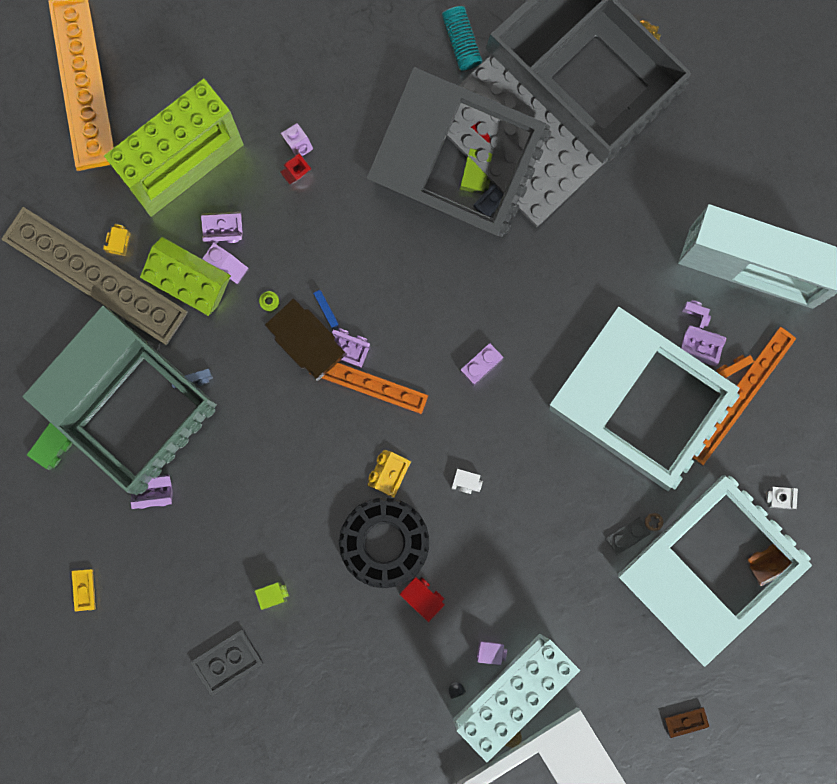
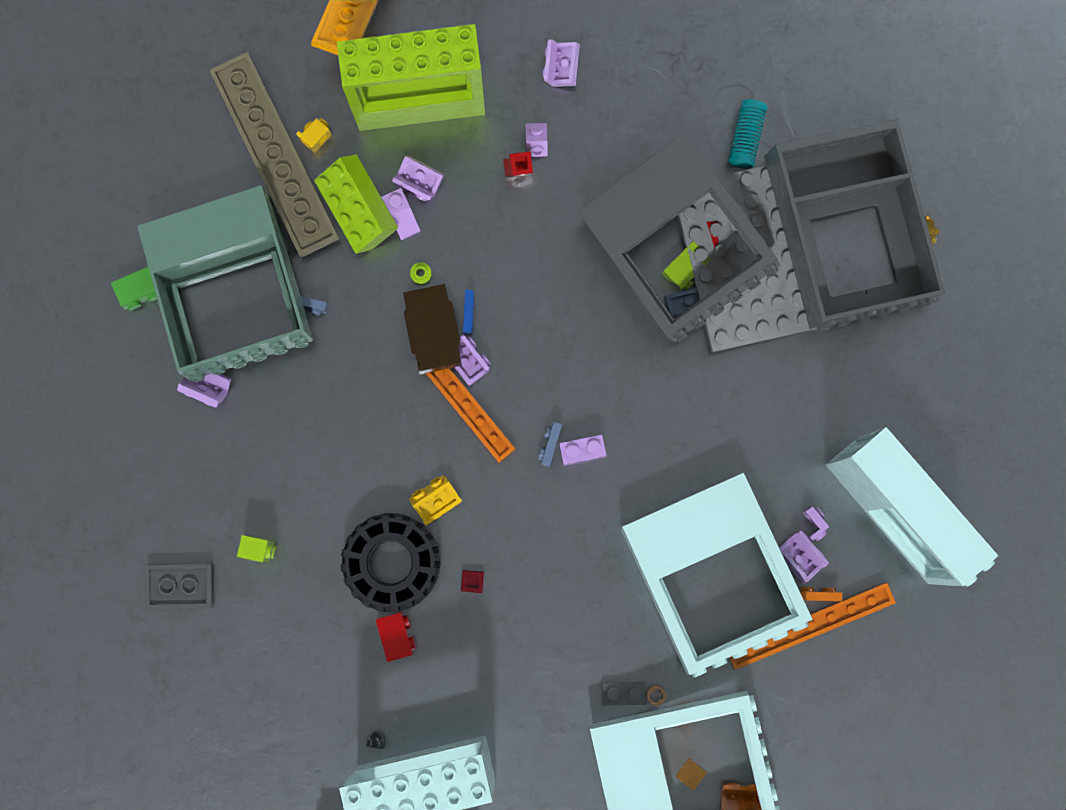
camera: 30 degrees right, 0 degrees up
(83, 590) = (88, 439): yellow plate -> none
(280, 68) = (561, 63): none -> lavender bracket
(455, 382) = (547, 453): none -> sand blue plate
(456, 519) = (472, 581): none -> dark red tile
(467, 481) = (503, 552): white brick -> none
(491, 653) = (428, 726): lavender slope -> none
(717, 564) = (691, 774): none -> clear orange tile
(790, 502) = (800, 749): white brick -> none

